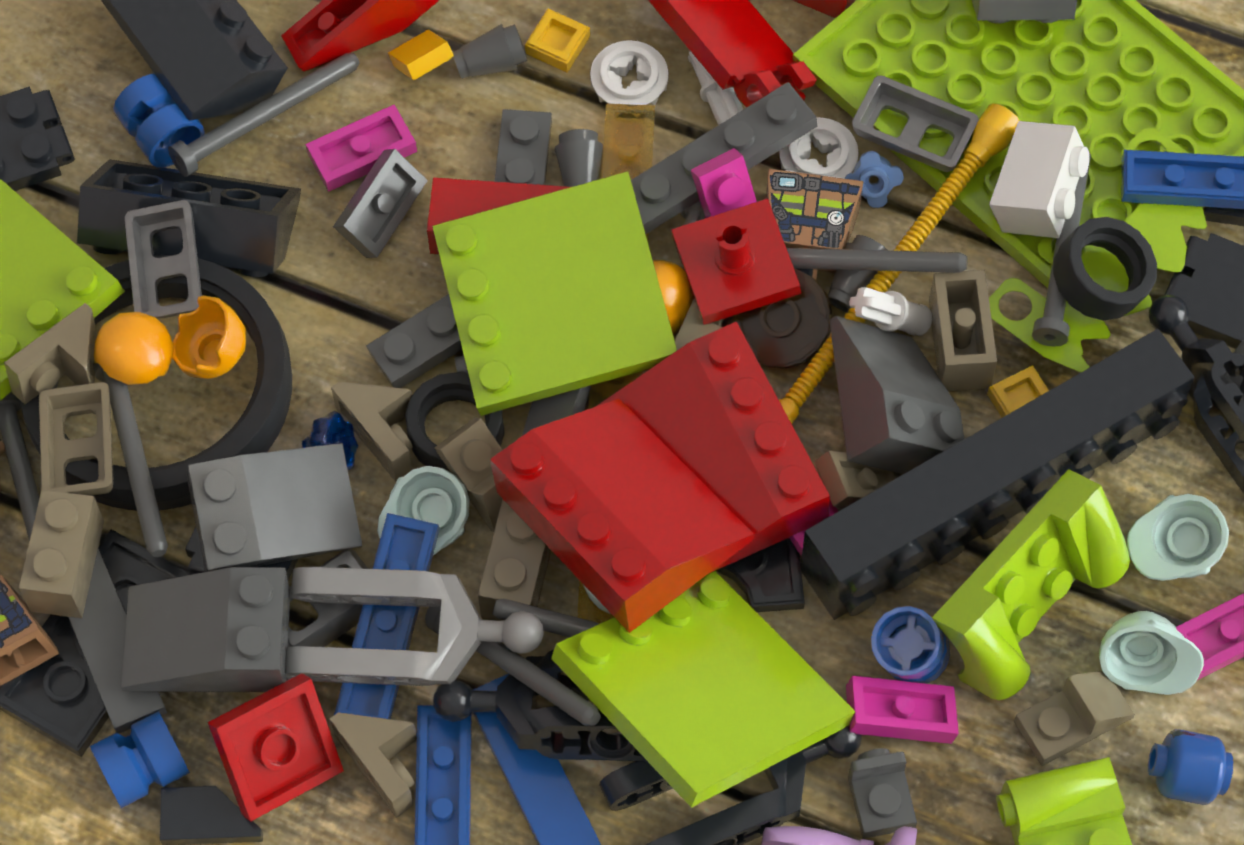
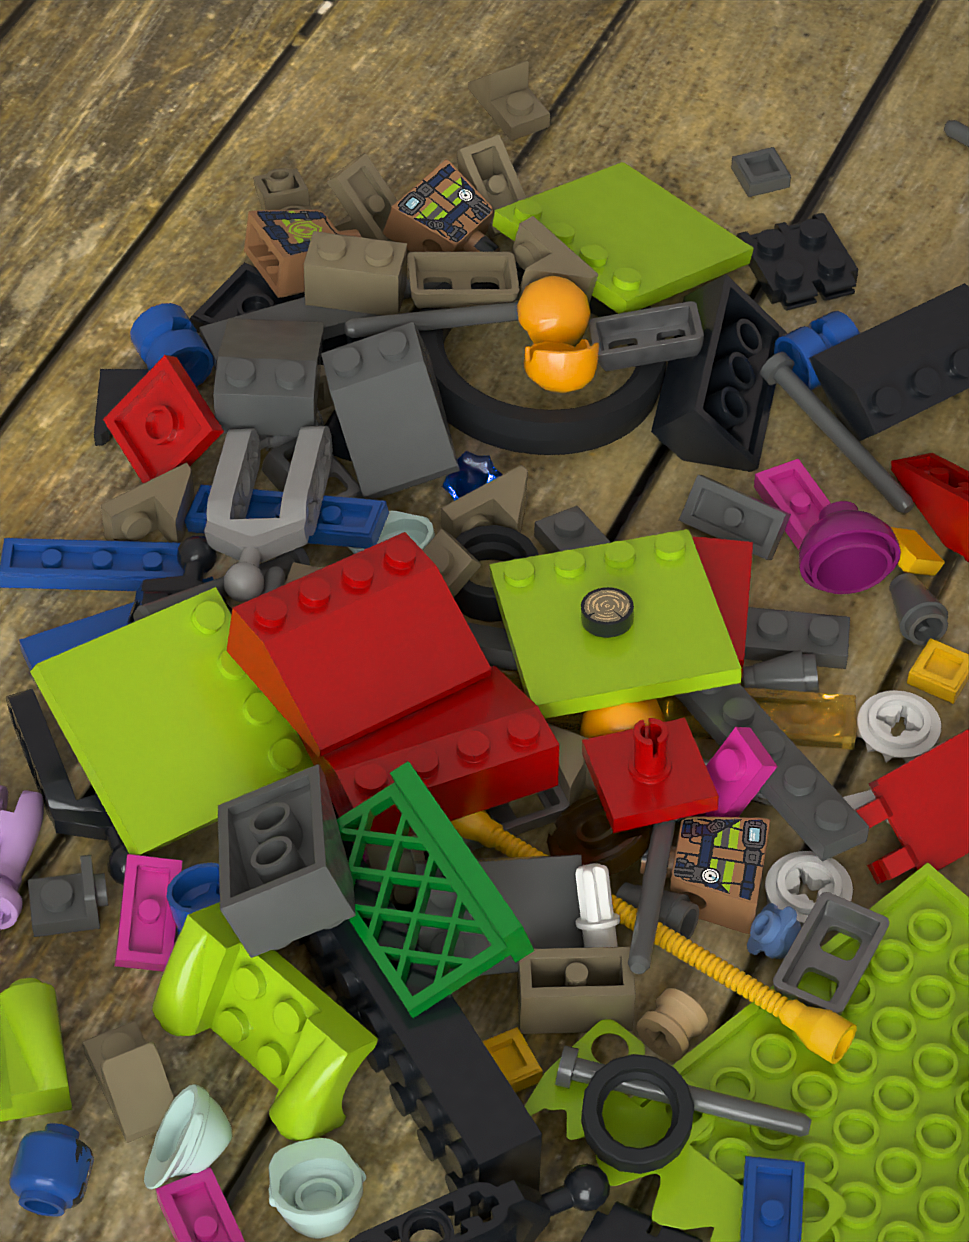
camera: 90 degrees right, 15 degrees down
(435, 98) = (847, 550): none -> magenta piece
(562, 286) = (607, 612): none -> tile
(907, 544) = (283, 863): none -> dark grey slope
(908, 390) = (461, 875): none -> green fence
(983, 254) = (672, 1024): none -> tan wheel
(1039, 179) = (754, 1060): white brick -> none

